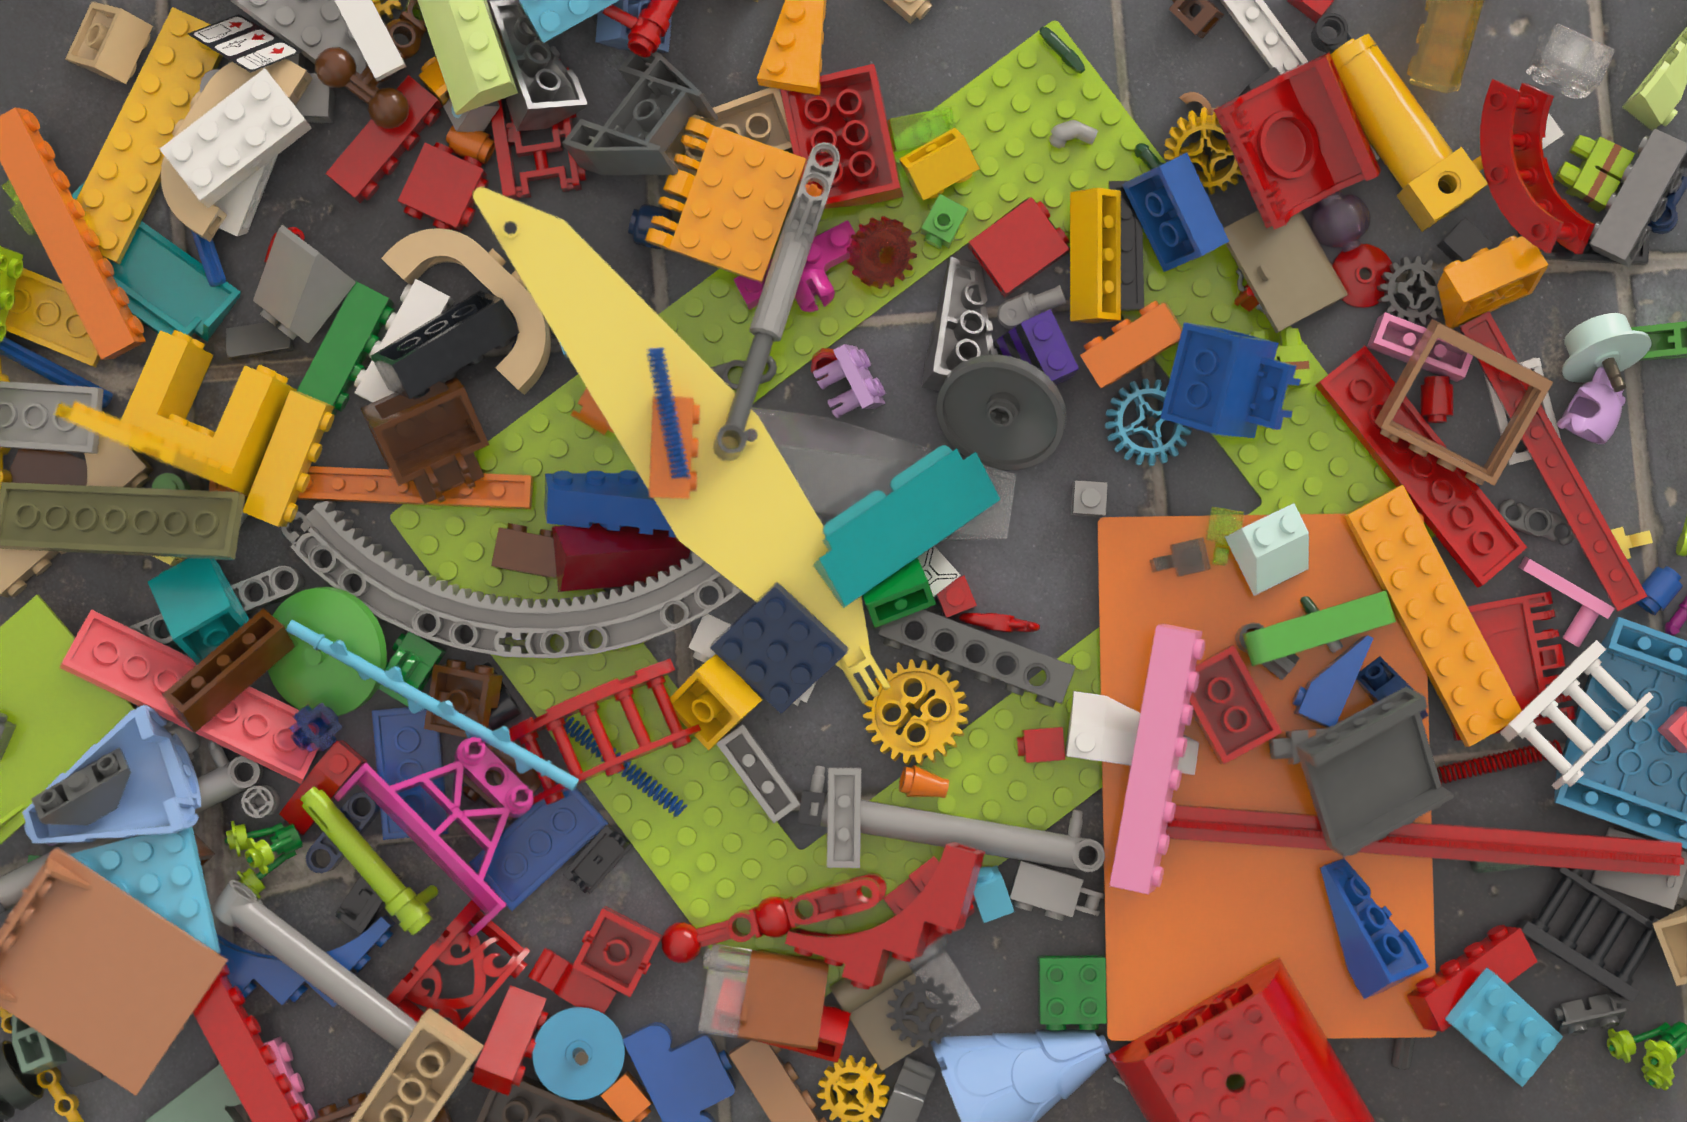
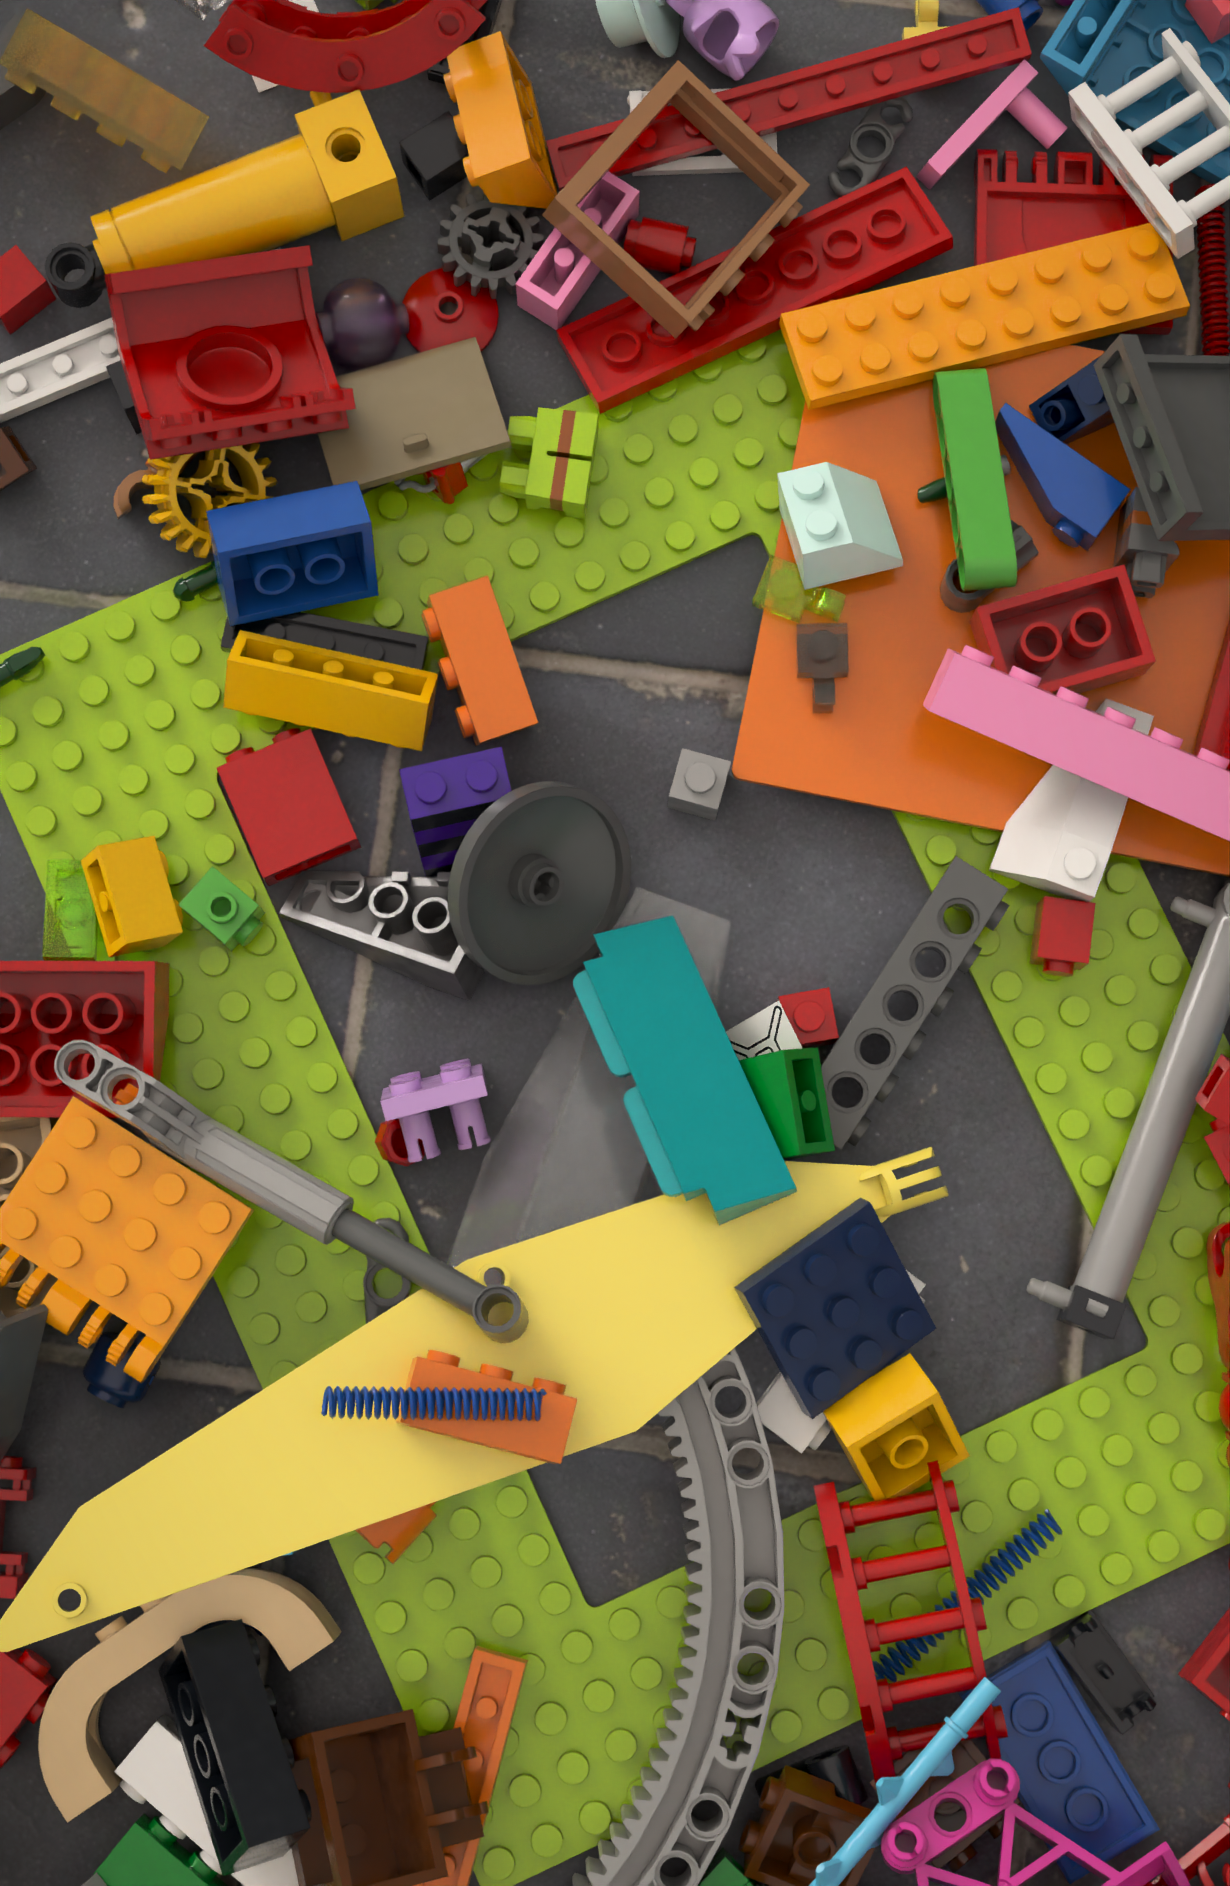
camera: 80 degrees left, 5 degrees down
(525, 551) = (596, 1679): reddish brown brick -> none
(604, 499) = (538, 1540): blue wedge -> none
(612, 558) = (628, 1540): dark red slope -> none
(758, 773) = (1022, 1383): light grey brick -> none
(826, 251) = (225, 1095): dark pink plate -> none
(844, 818) = (1121, 1263): light grey piece -> none
(867, 244) = (223, 1012): clear red gear -> none
(921, 783) = (1085, 1132): orange cone -> none
(938, 730) = (1008, 1089): yellow gear -> none
(999, 622) = (858, 961): red piece -> none
(1027, 305) = (385, 814): light grey arm -> none
(1070, 130) = (128, 687): light grey arm -> none
(1153, 436) = (578, 676): medium azure gear -> none
(1227, 382) = (574, 529): blue piece -> none

